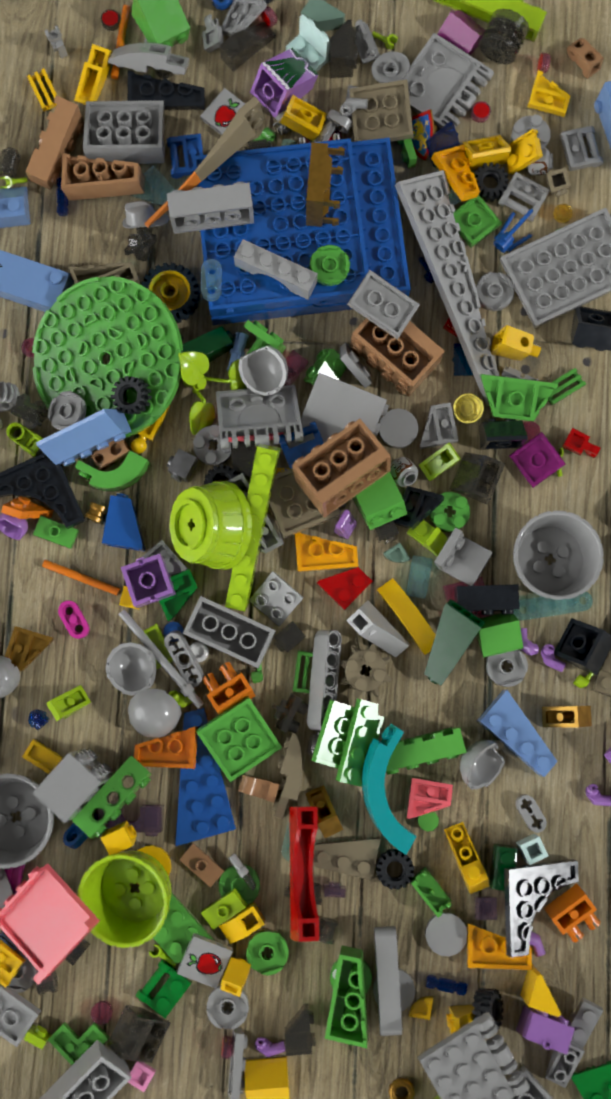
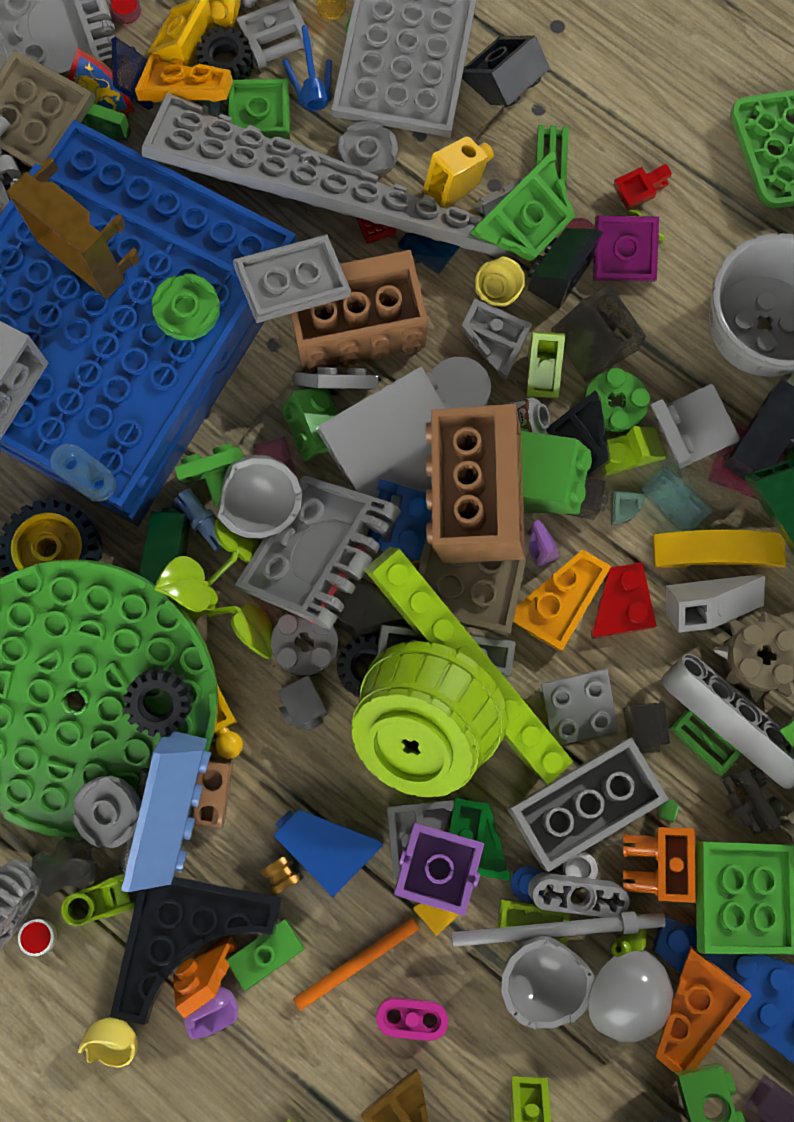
camera: 55 degrees left, 5 degrees down
(119, 479) = (256, 808): bright green arch -> none
(259, 260) = (106, 389): light grey arch -> none
(428, 276) = (286, 205): hand -> none

